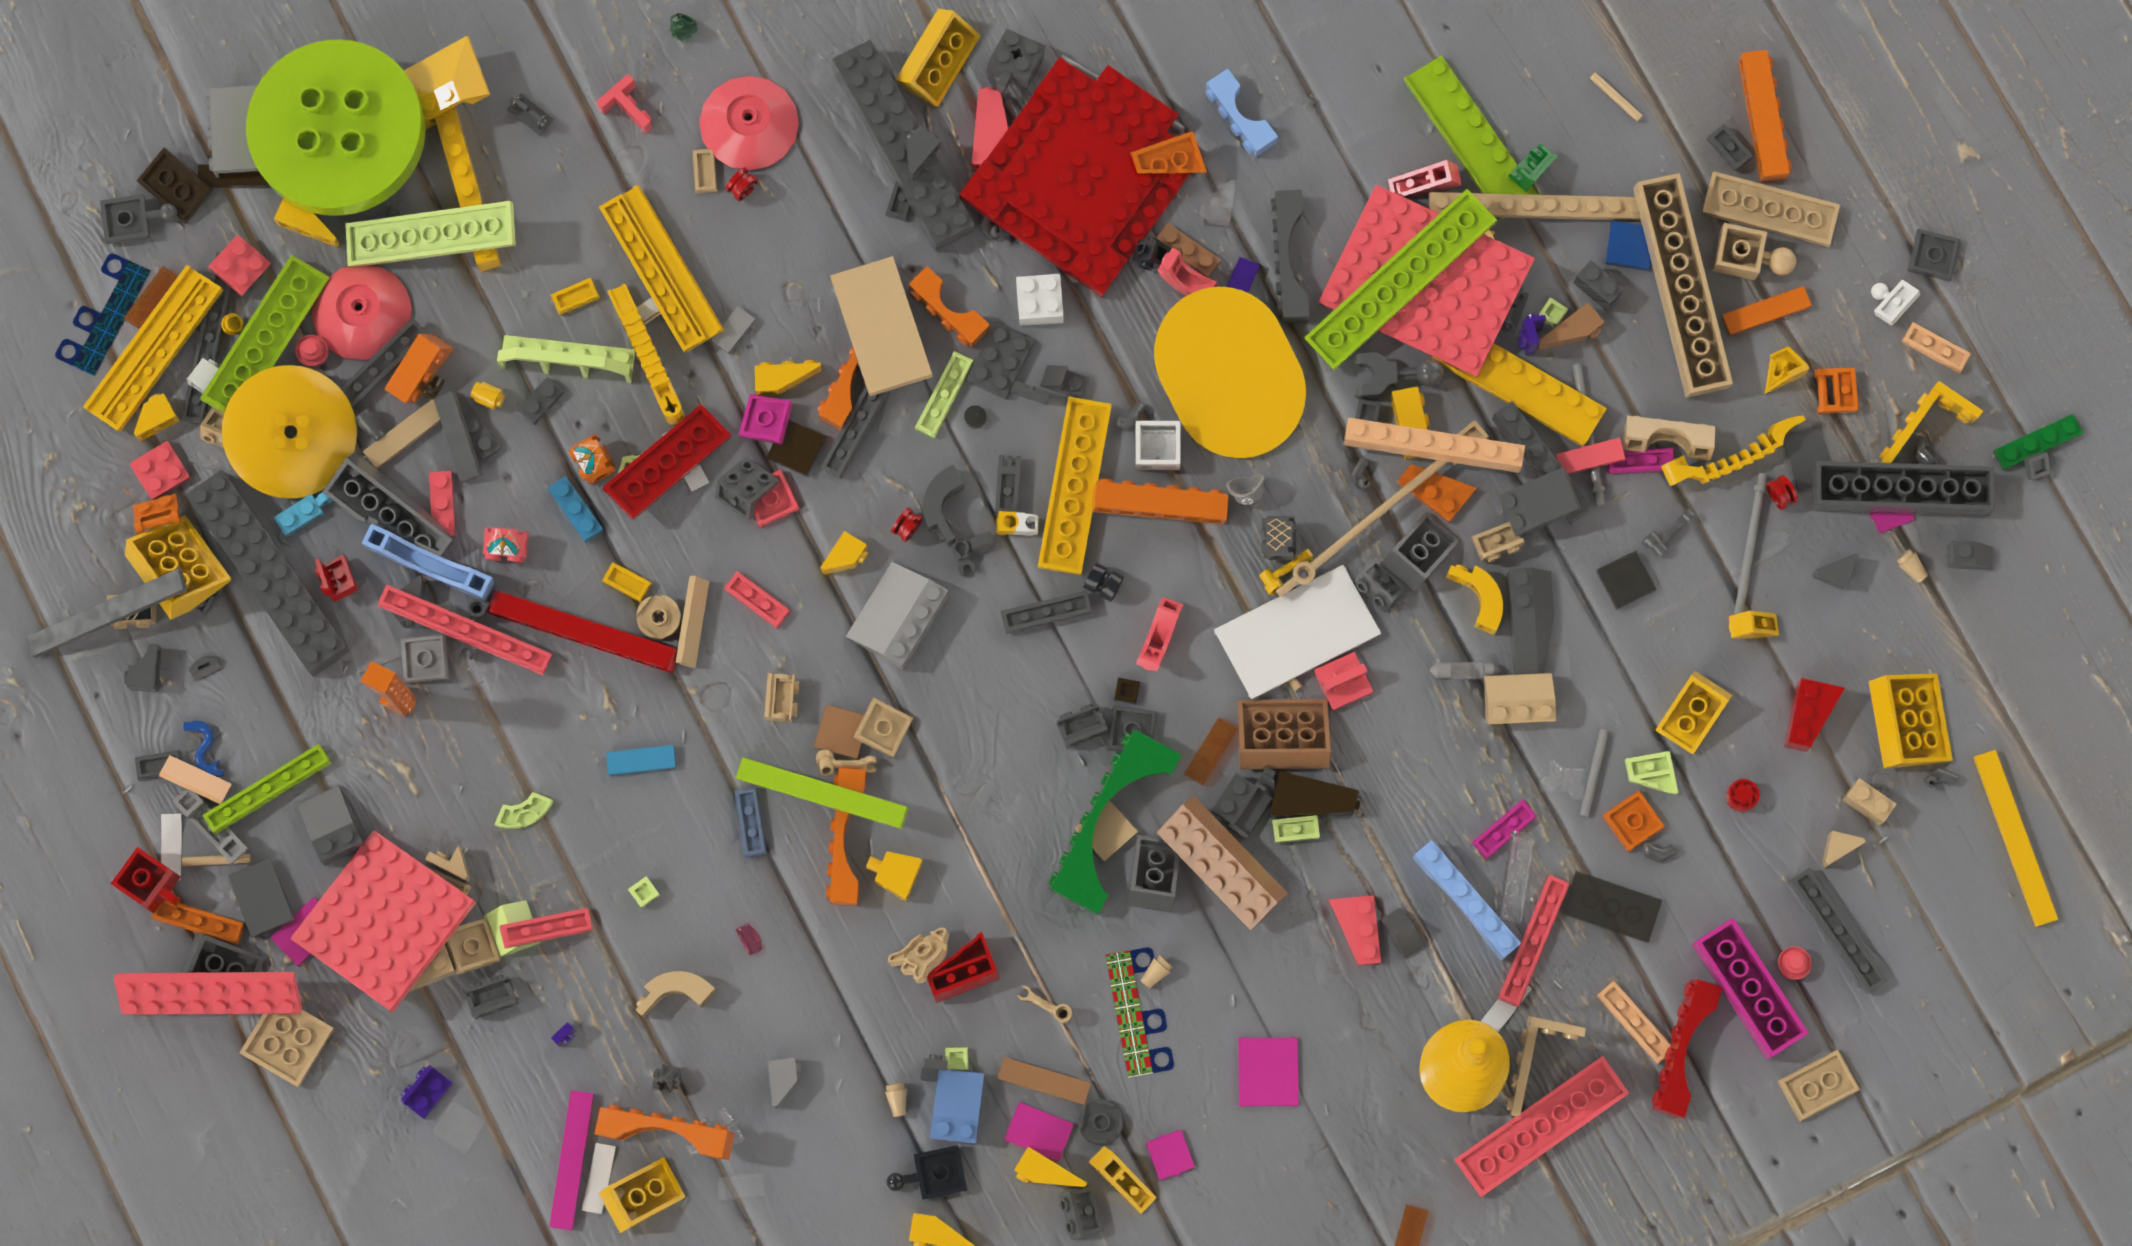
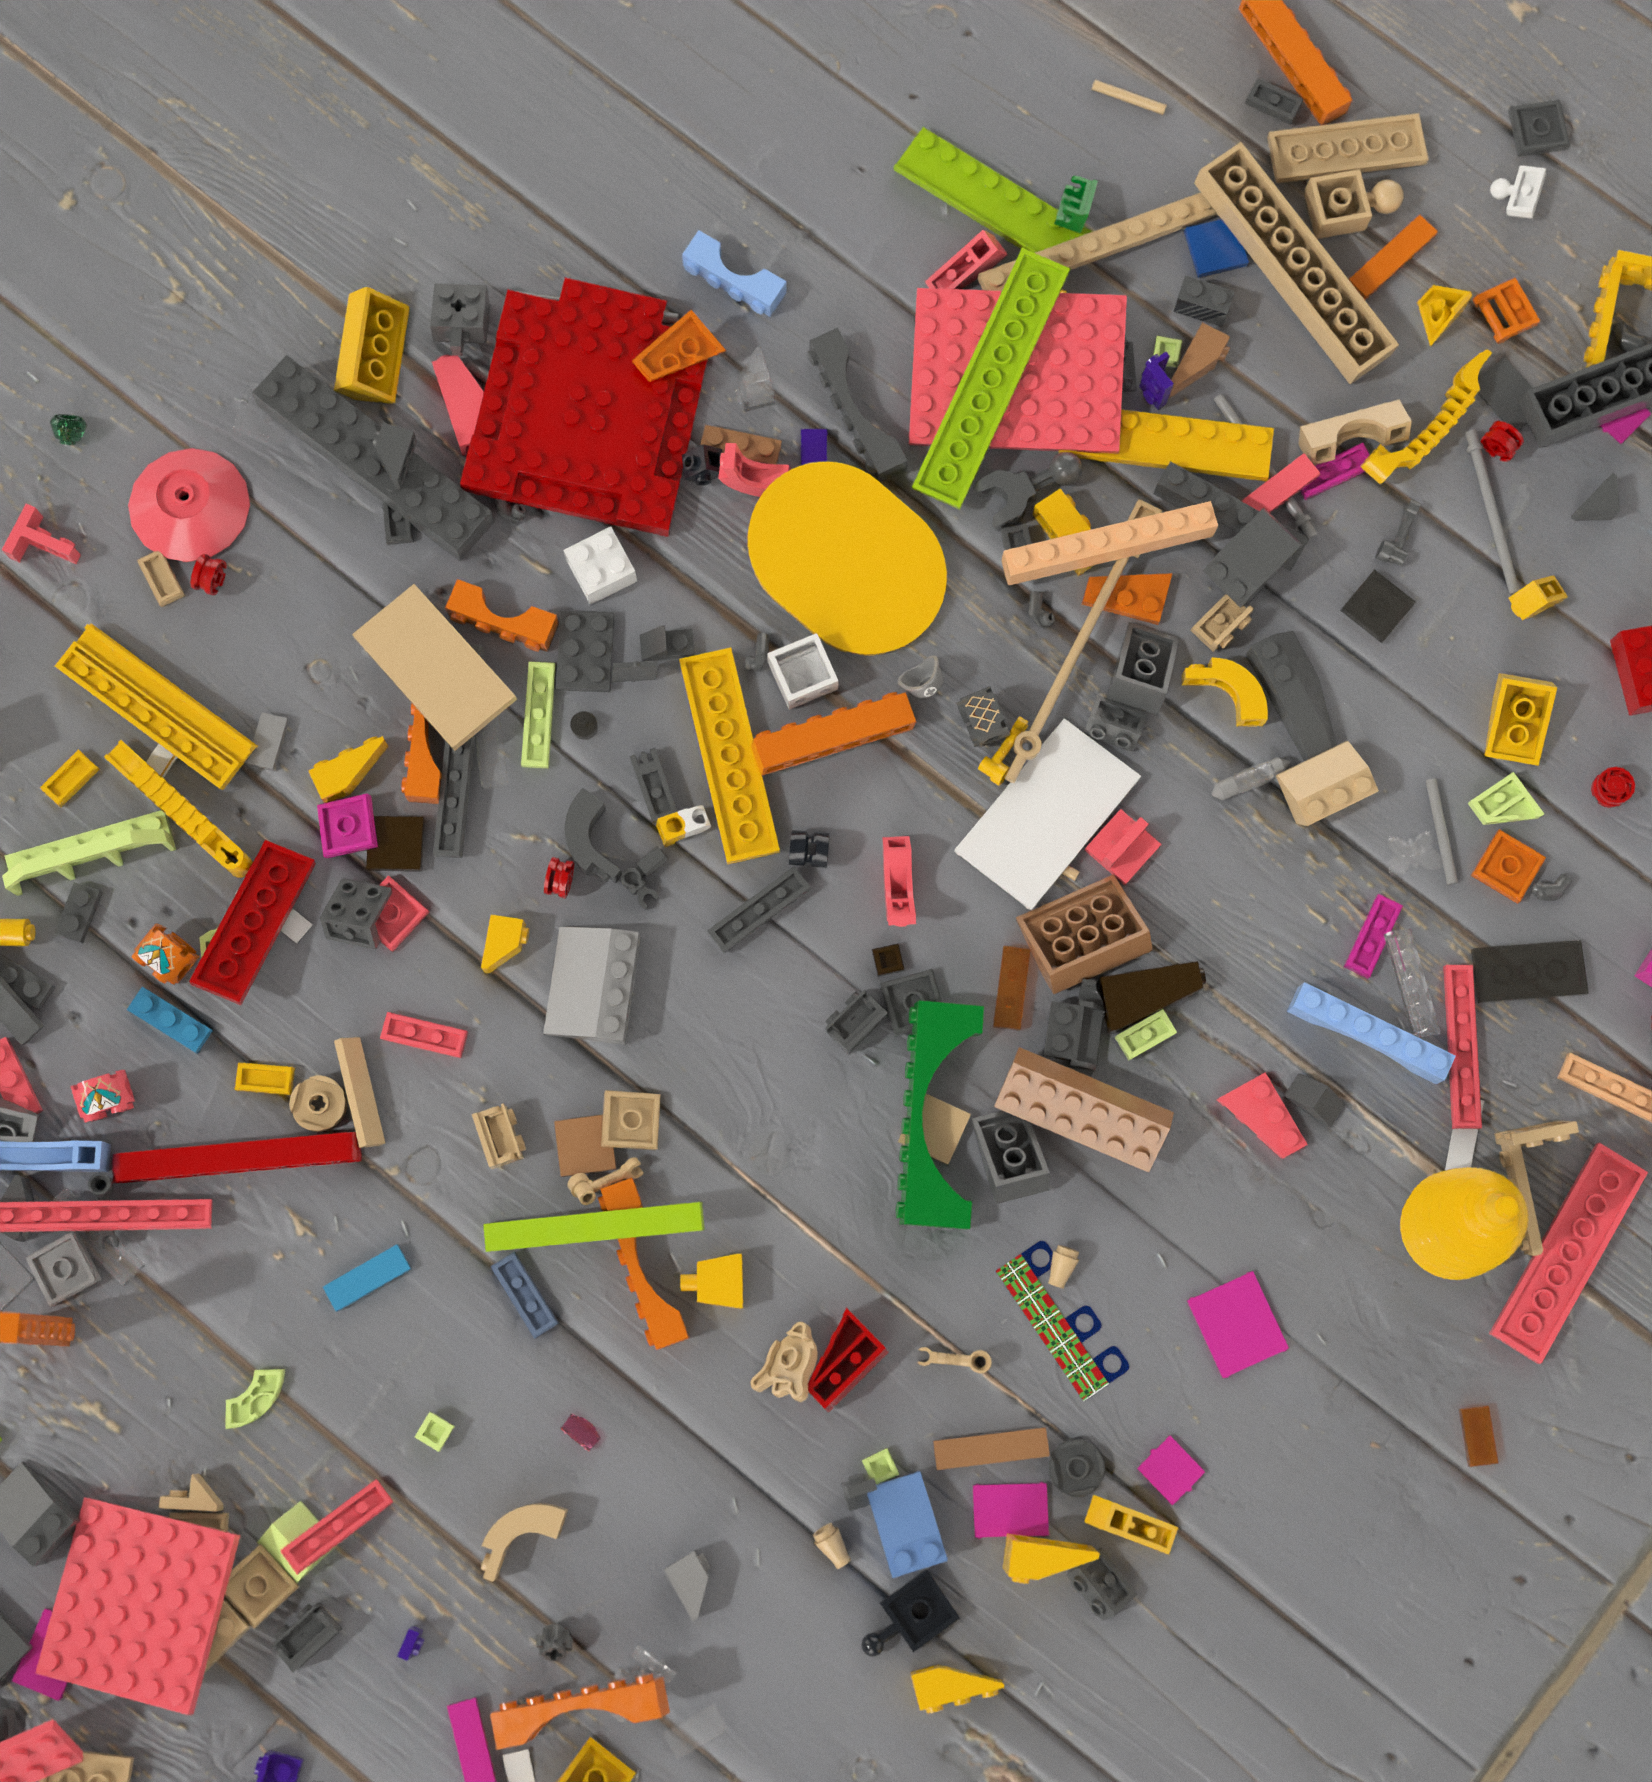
camera: 25 degrees left, 0 degrees up
(1936, 347) = (1587, 223): light nougat tile -> none

